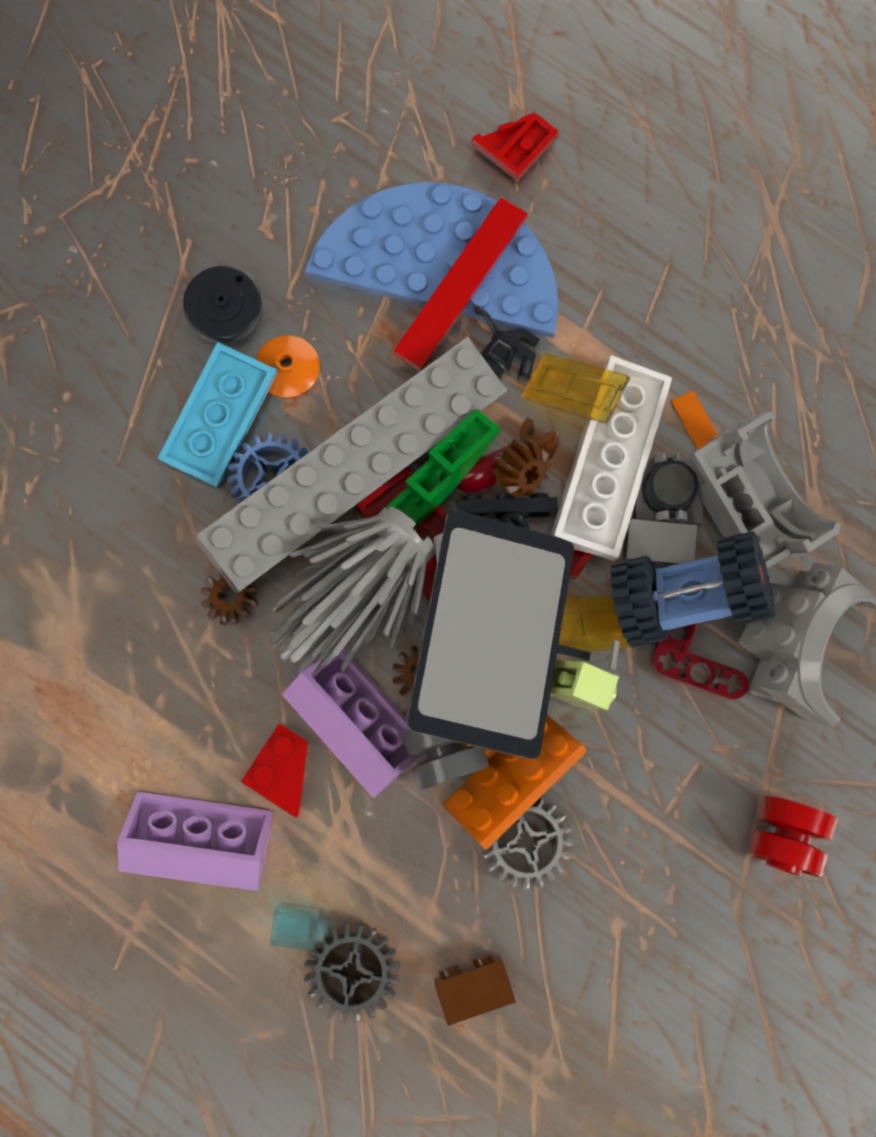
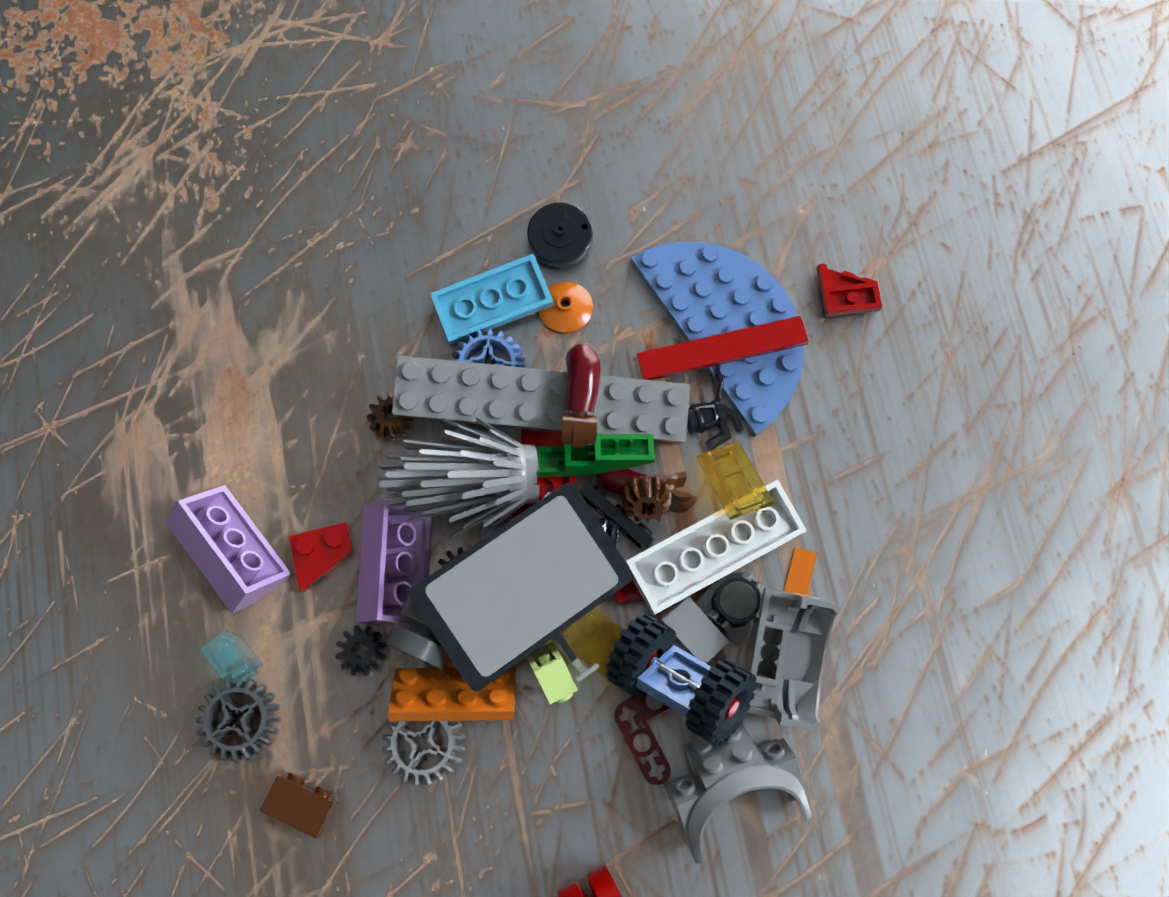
camera: 45 degrees right, 5 degrees down
(386, 418) = (582, 393): none -> dark red piece
(388, 819) = (353, 644): none -> black gear

